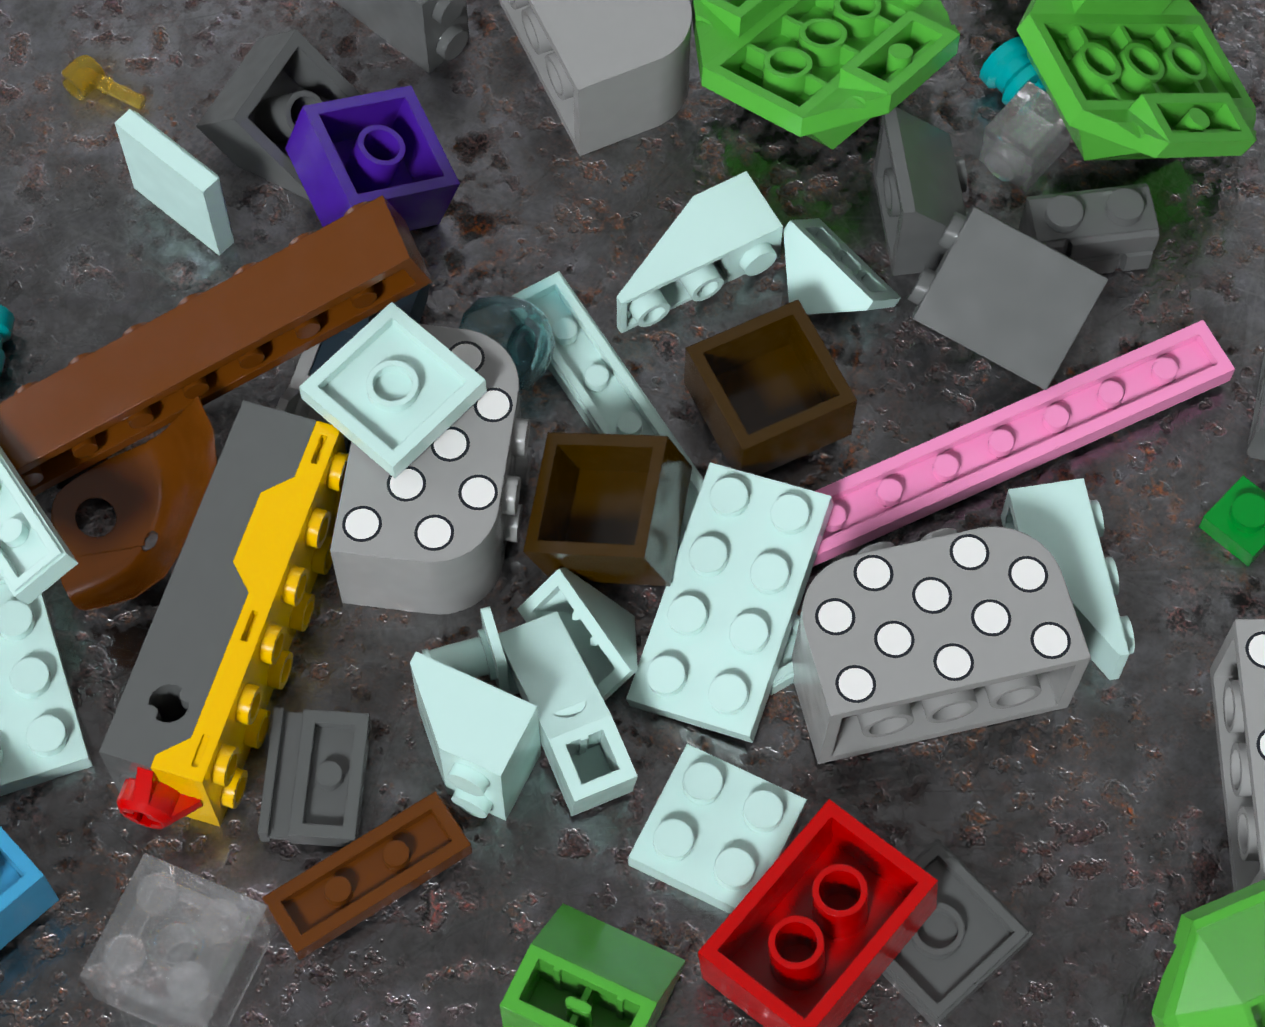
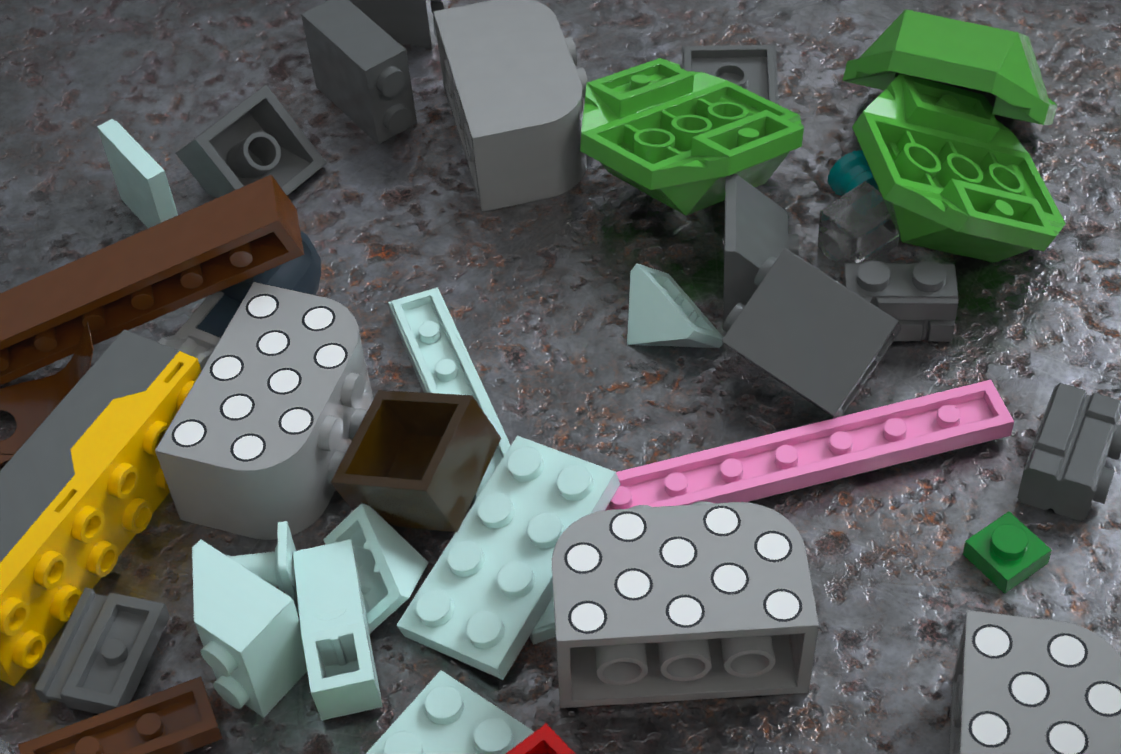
camera: 15 degrees right, 15 degrees down
(86, 74) = (109, 110): clear yellow hand -> none
(370, 149) = (315, 175): dark purple brick -> none
(393, 389) = (244, 329): light aqua plate -> none
(519, 329) = (382, 324): clear light blue hair -> none
(708, 245) = (559, 281): light aqua slope -> none
(769, 390) = (587, 387): dark brown piece -> none
(1070, 529) = (837, 575): light aqua slope -> none

